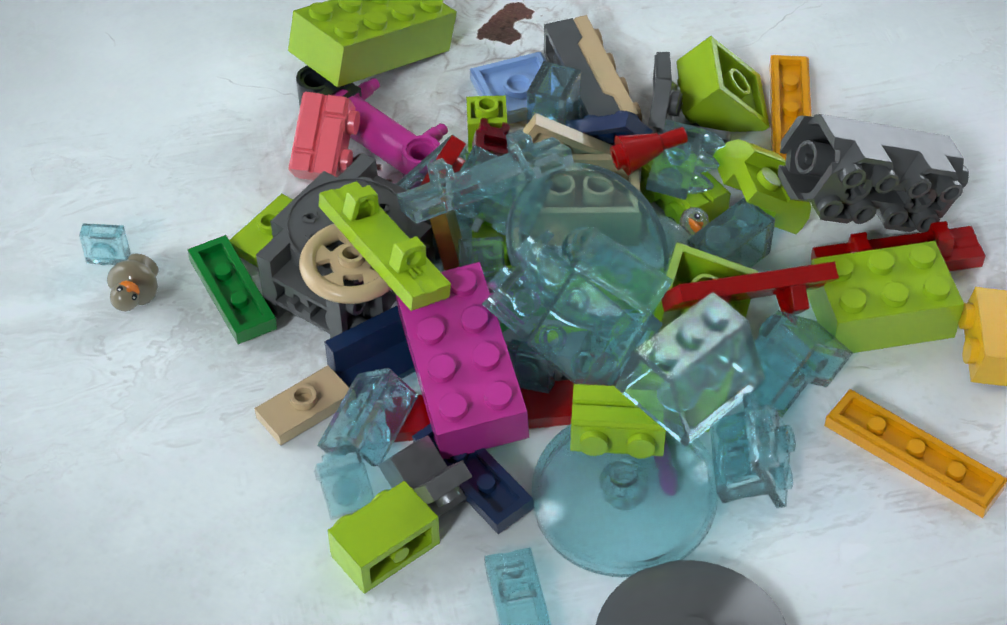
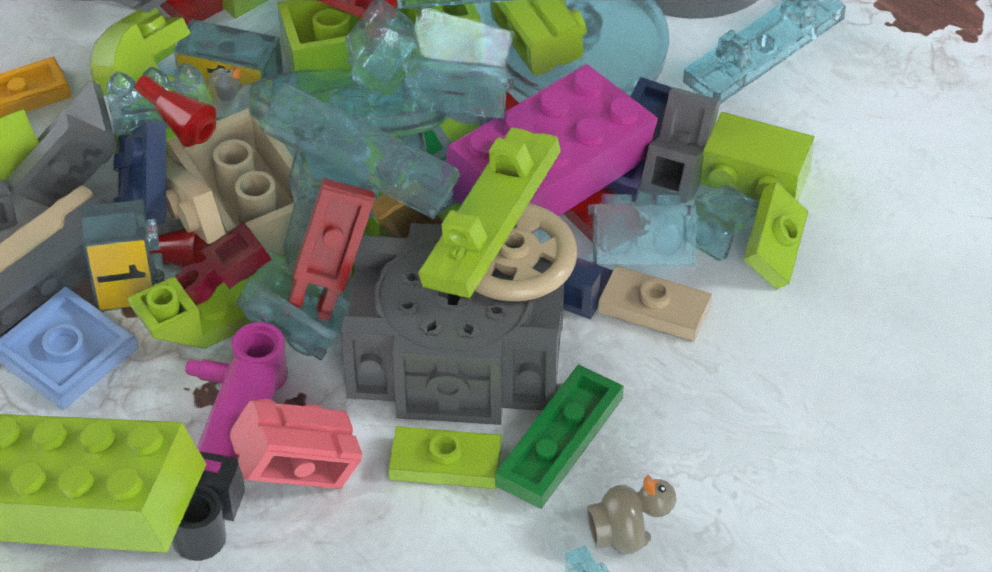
camera: 120 degrees left, 0 degrees up
(297, 505) = (776, 235): none -> lime plate

